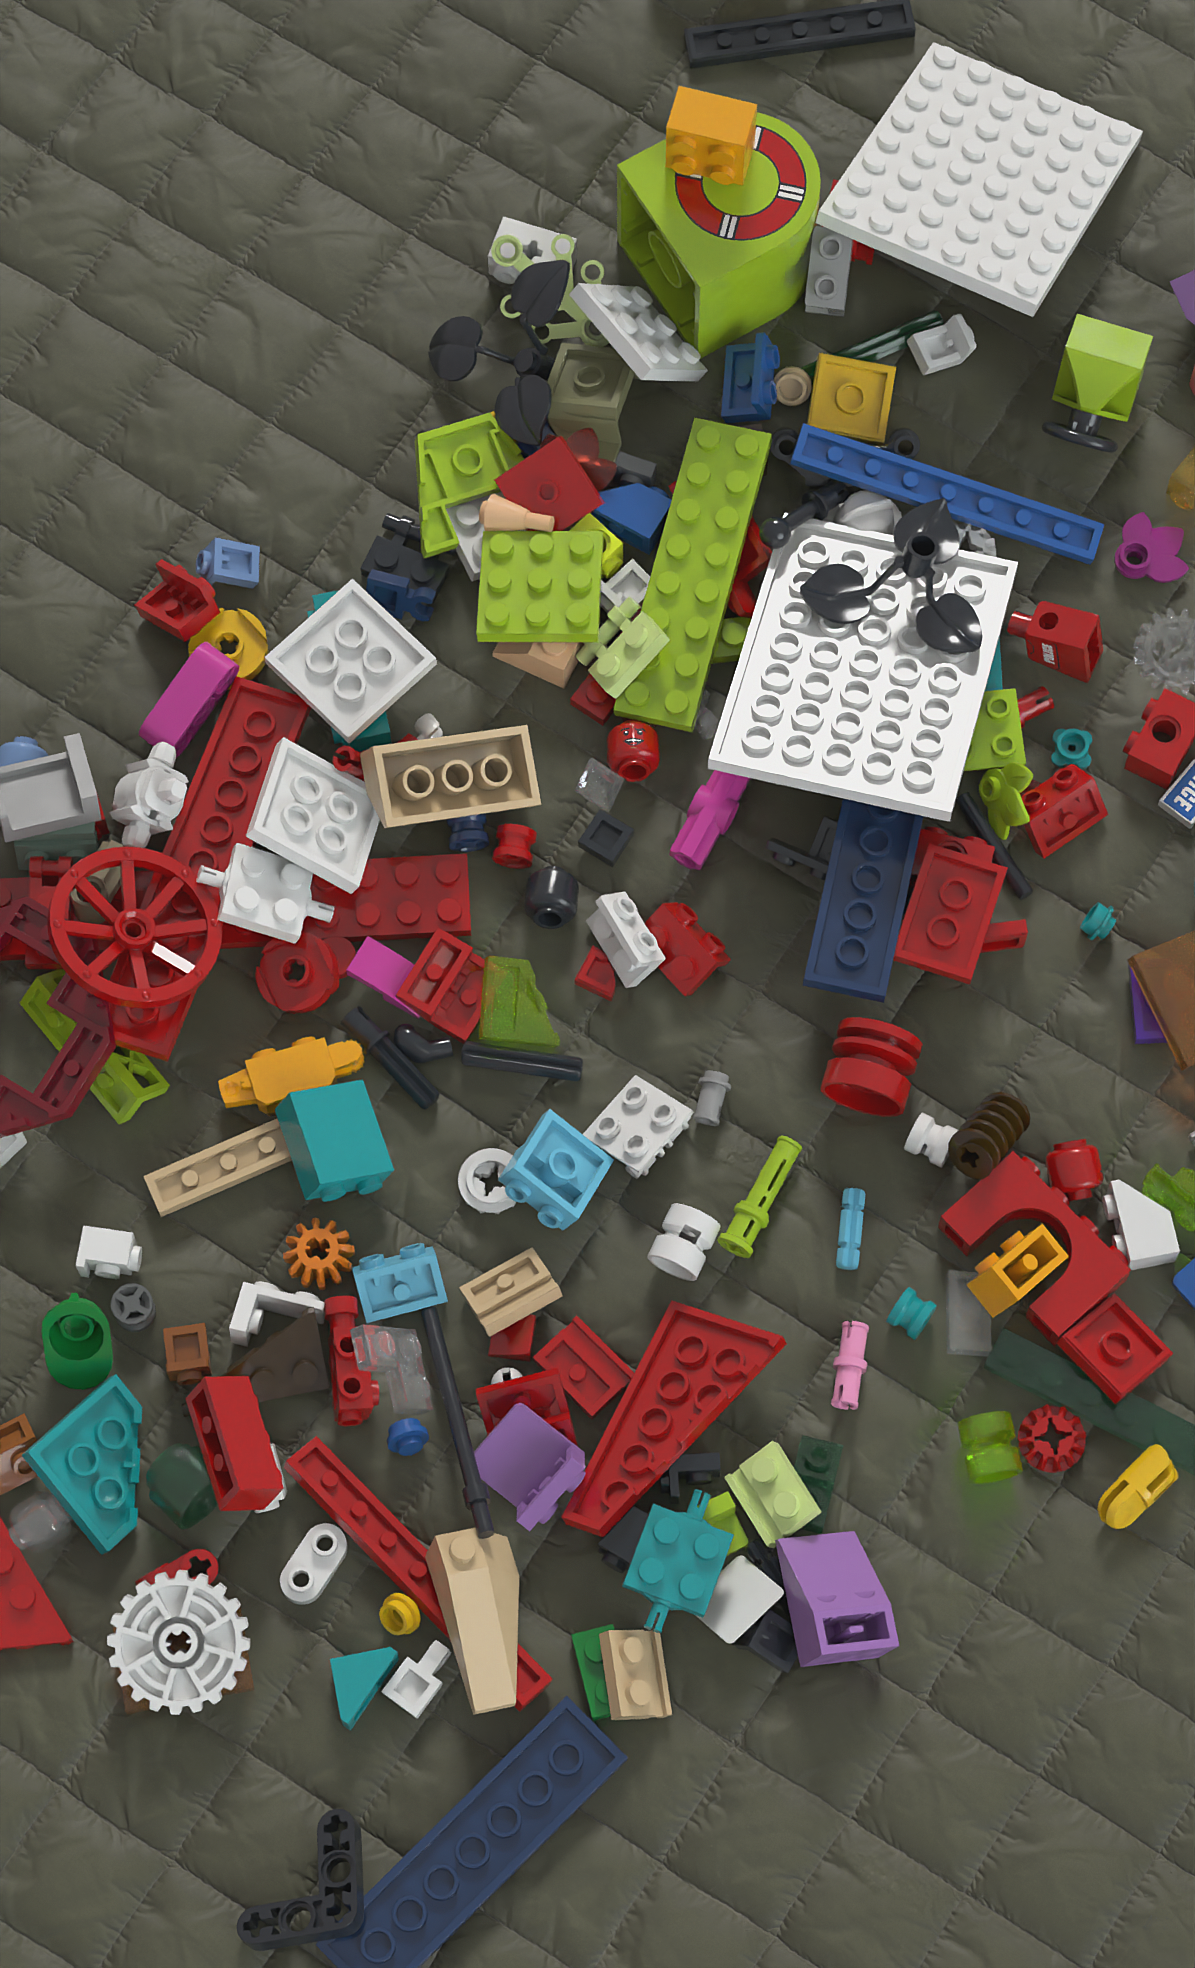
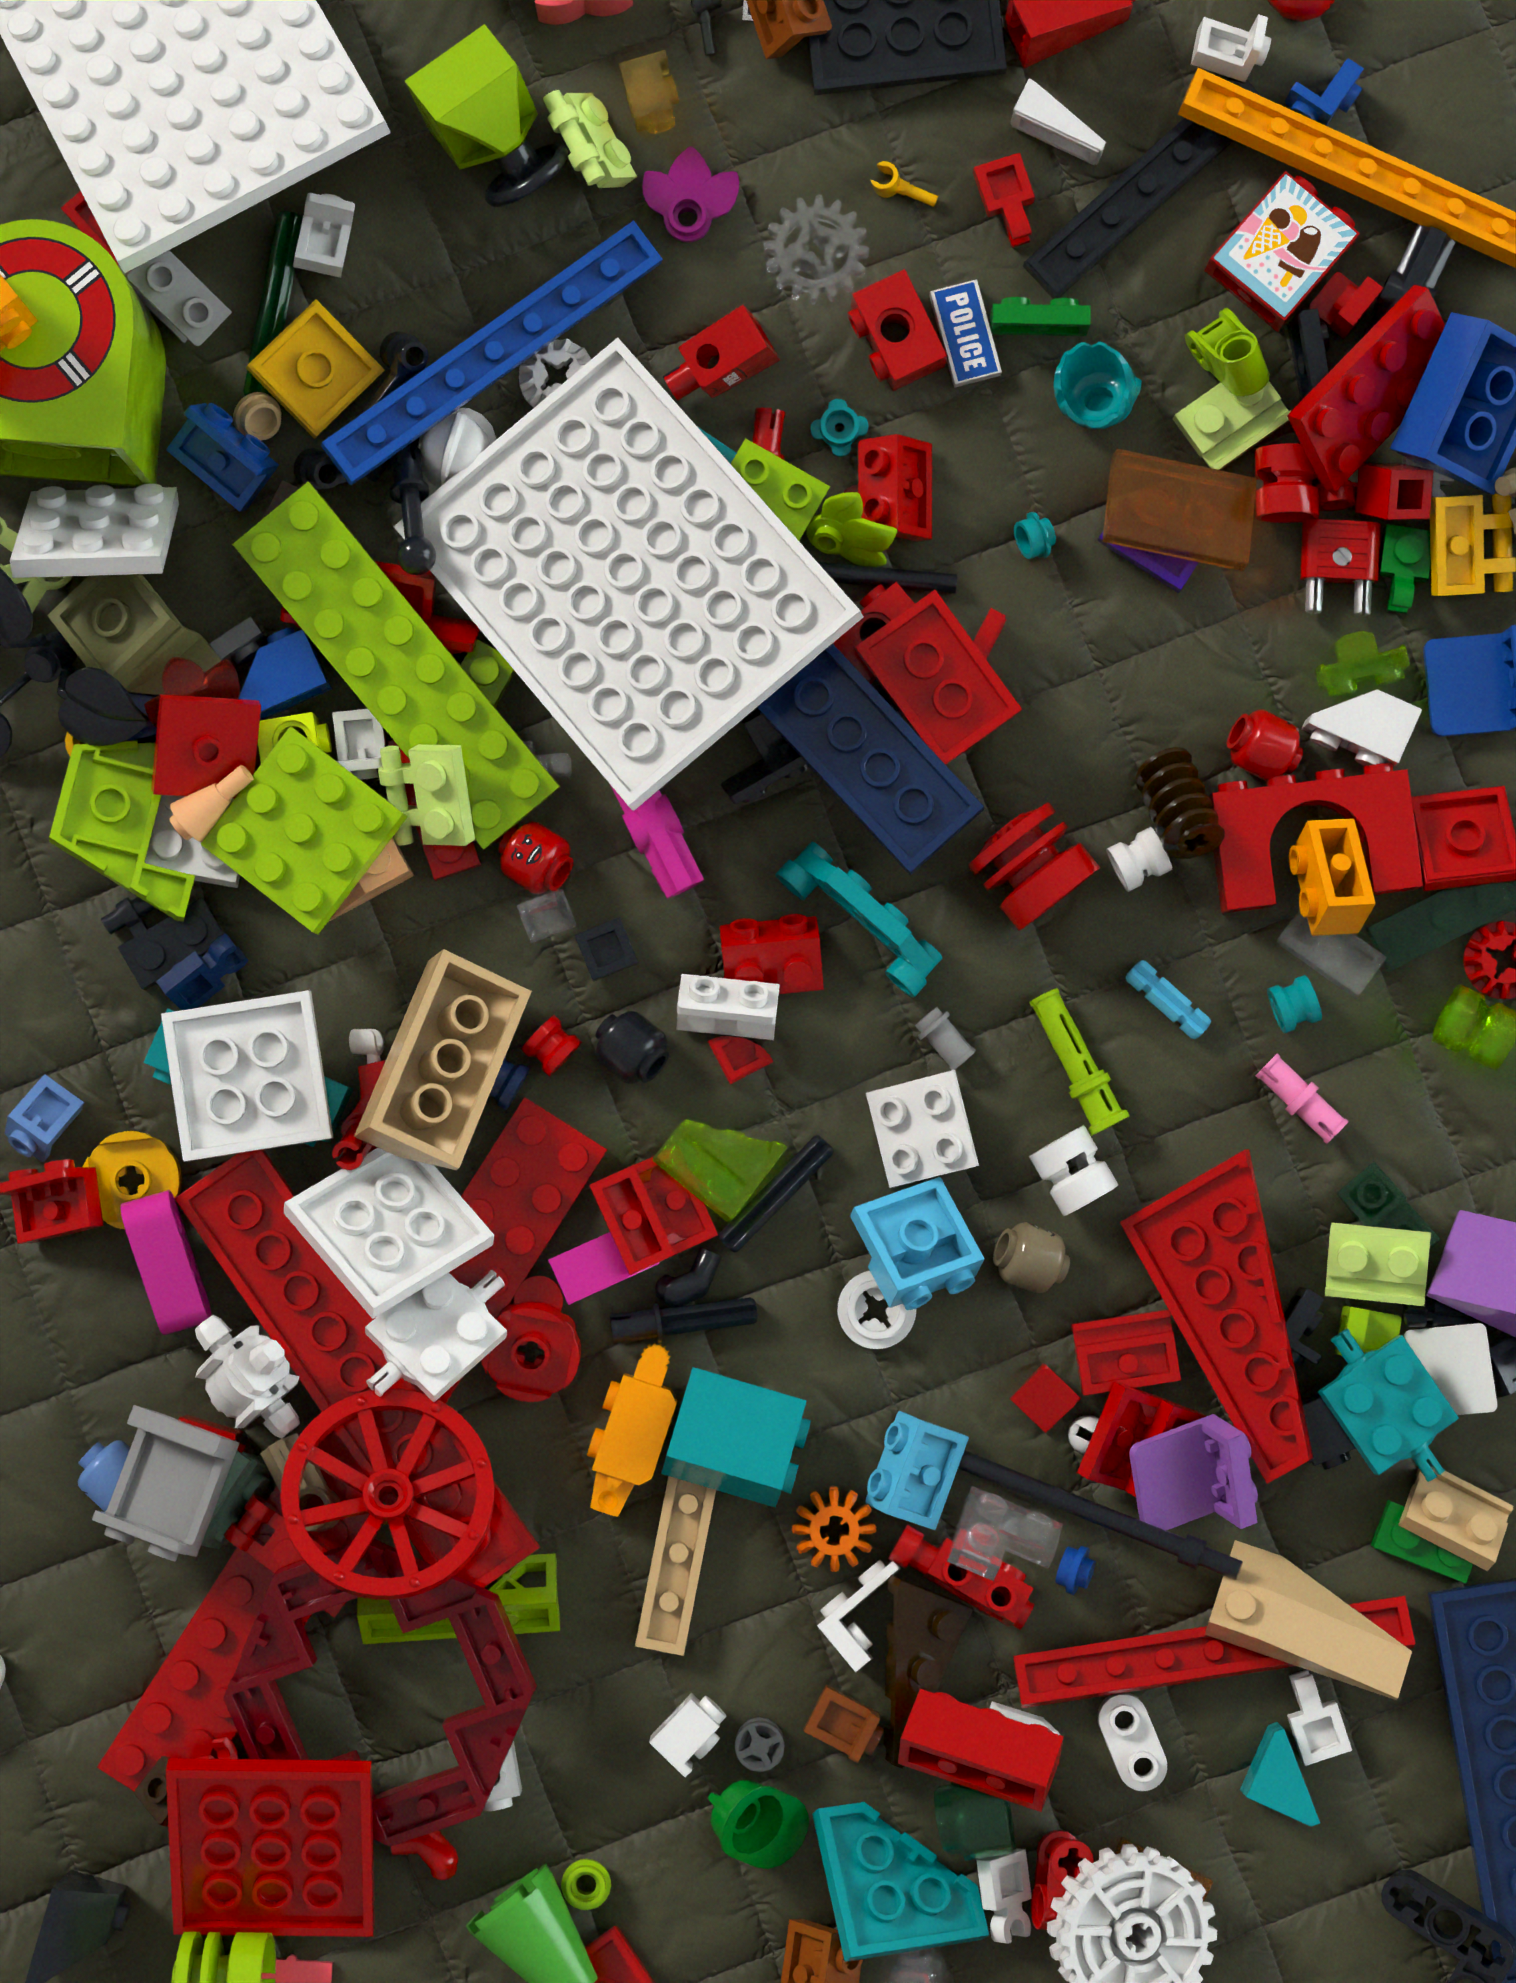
camera: 55 degrees left, 15 degrees up
(150, 1541) = (1003, 1889): none -> white plate
(399, 1614) = (1242, 1696): yellow plate -> none
(510, 1291) = (1004, 1371): tan plate -> none
(602, 1256) = (1031, 1257): none -> dark tan head
(761, 933) = (885, 922): none -> teal plate
(925, 539) = (533, 403): black plant -> none
(1134, 459) = (590, 139): none -> yellowish green plate

